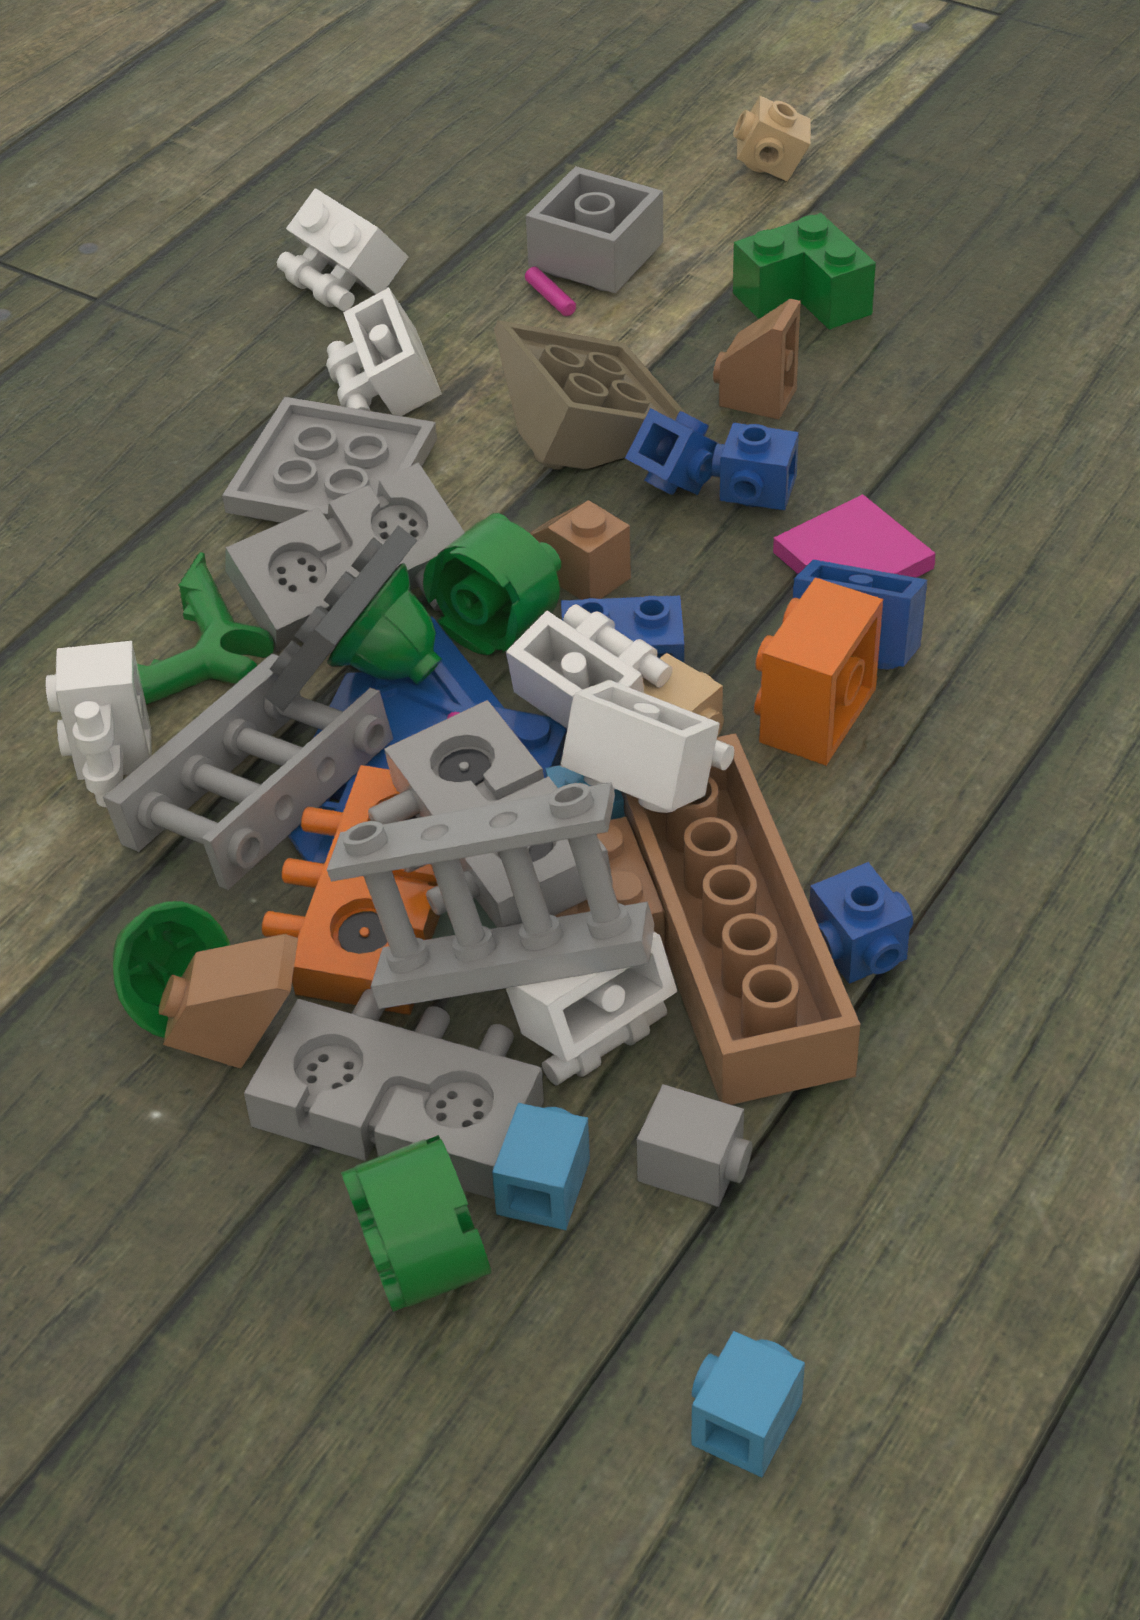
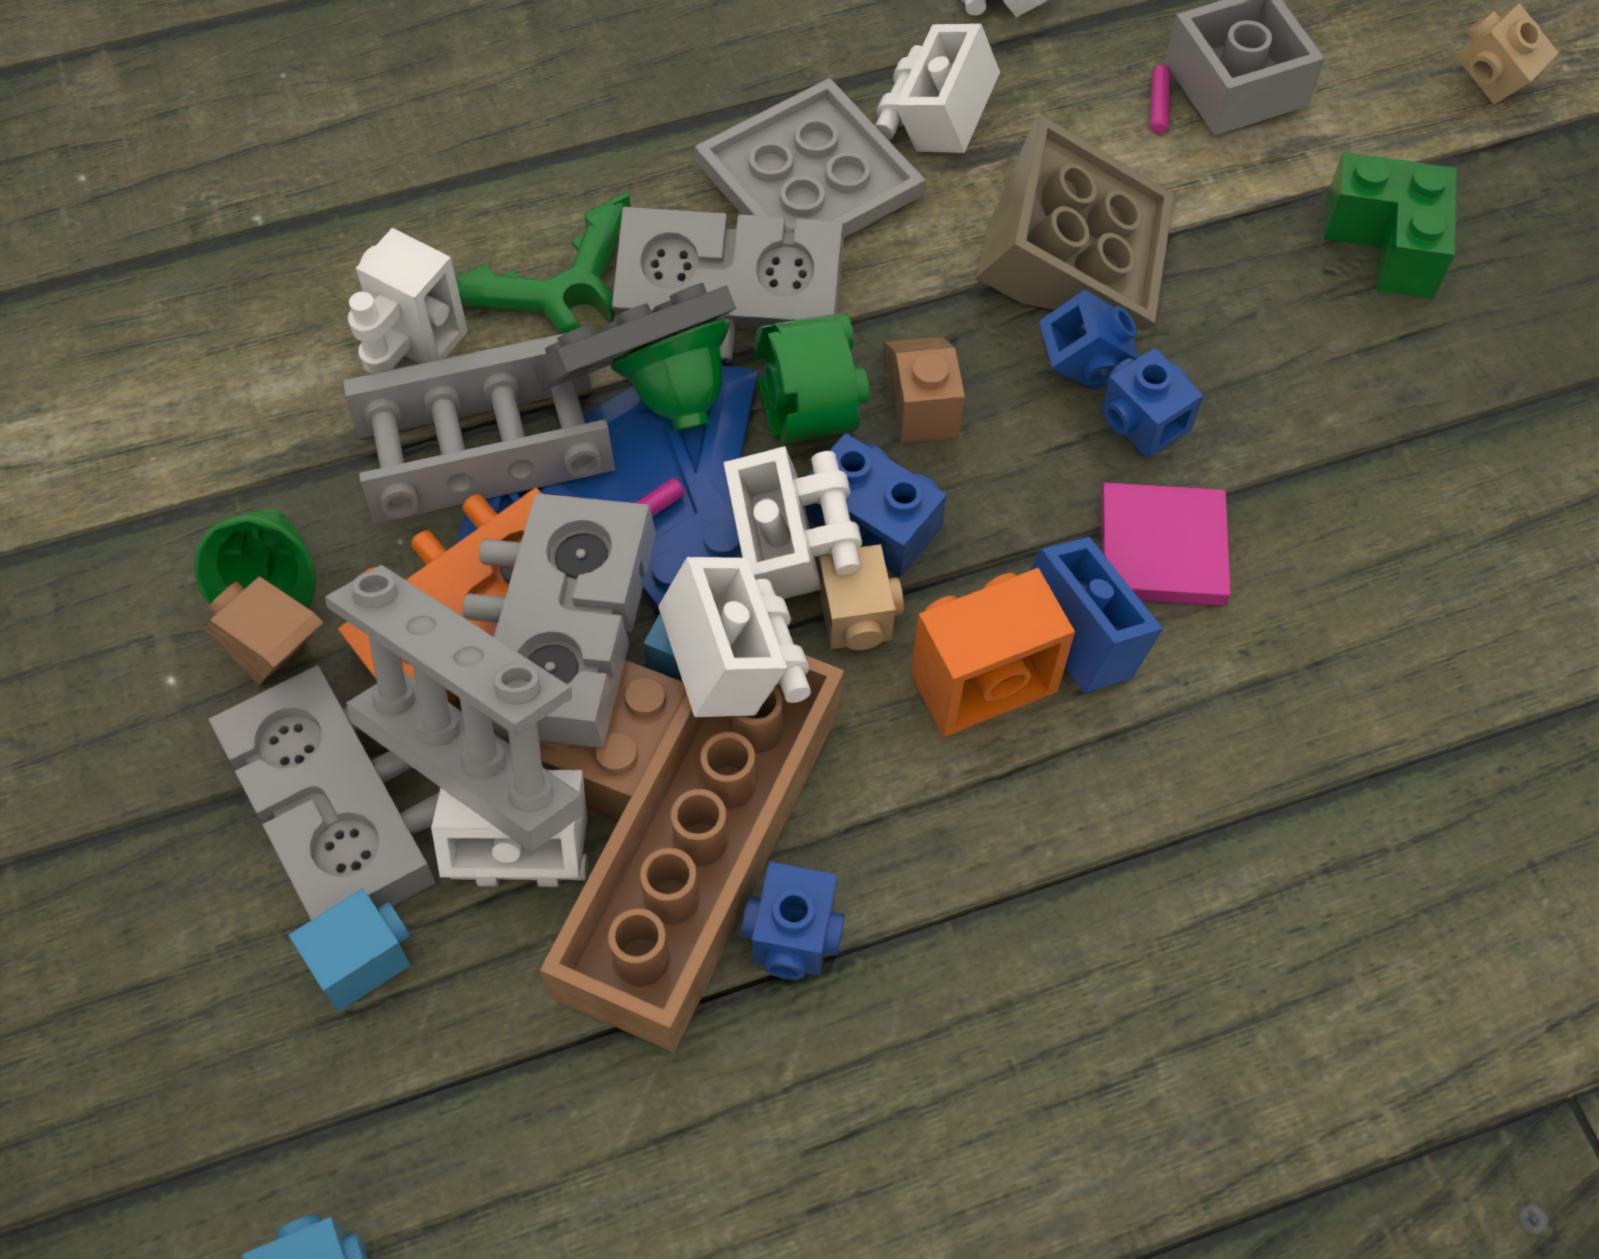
camera: 35 degrees right, 15 degrees up
(416, 1222) = (211, 931): green brick -> none
(692, 1145) = (481, 1019): light grey brick -> none
(761, 364) = (1255, 298): medium nougat slope -> none

